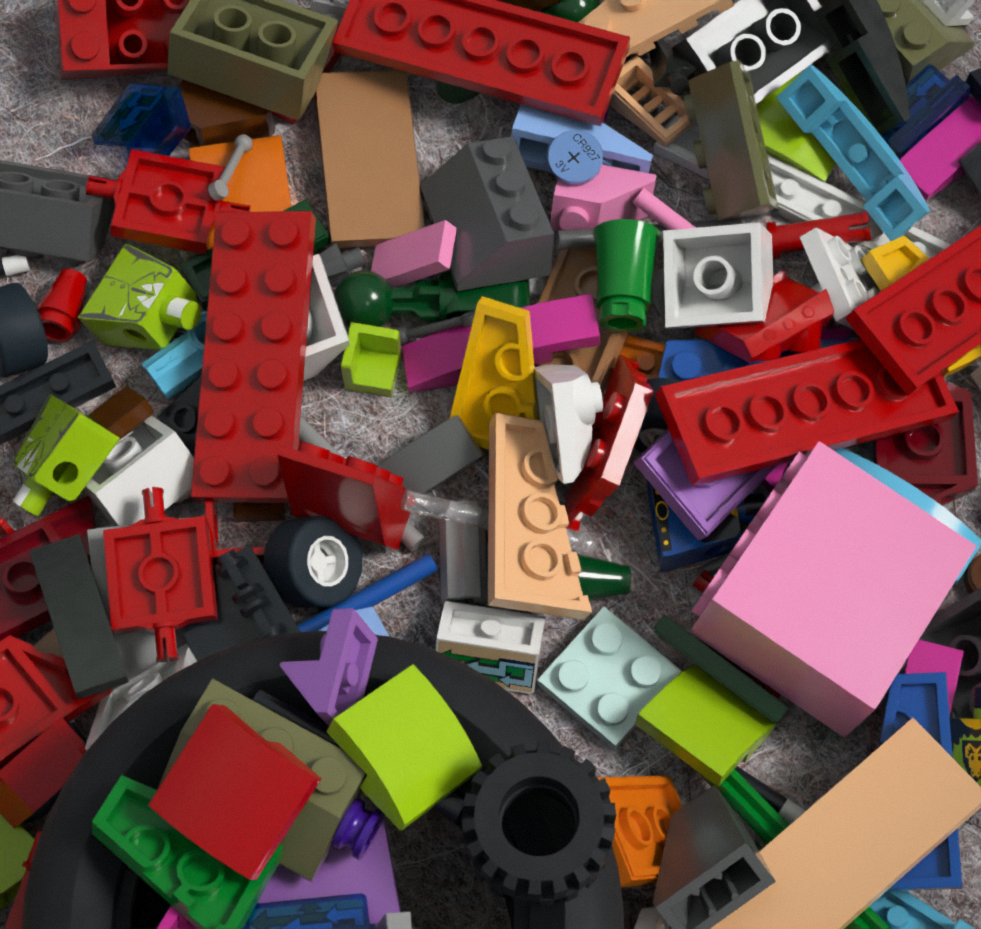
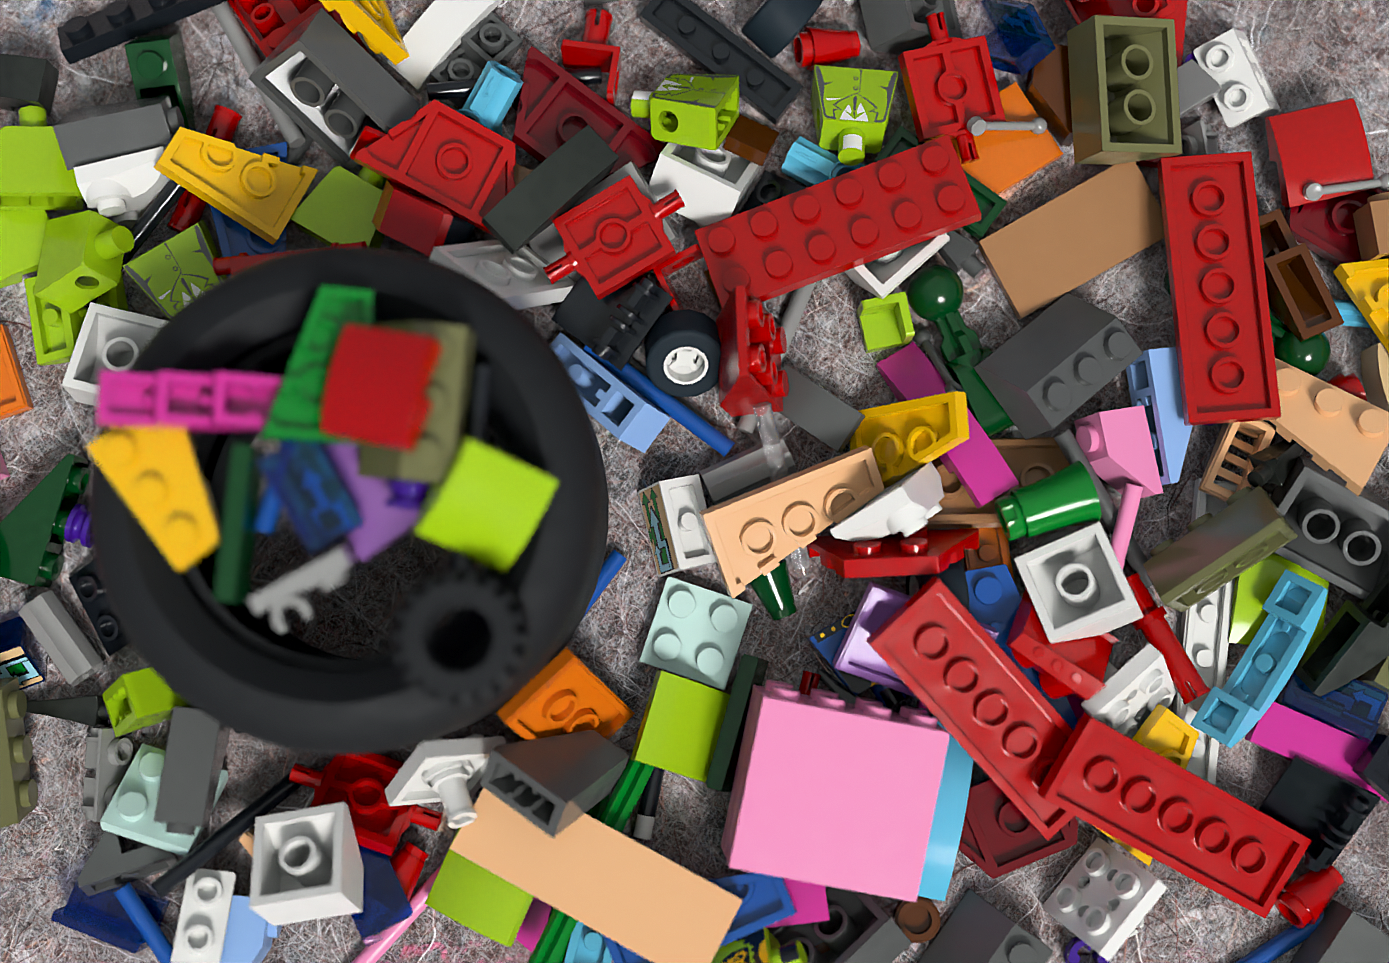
camera: 65 degrees right, 15 degrees up
(343, 667) = (516, 428): medium lavender slope -> none
(415, 254) = (994, 317): bright pink tile -> none
(575, 157) = (1142, 416): medium blue piece -> none

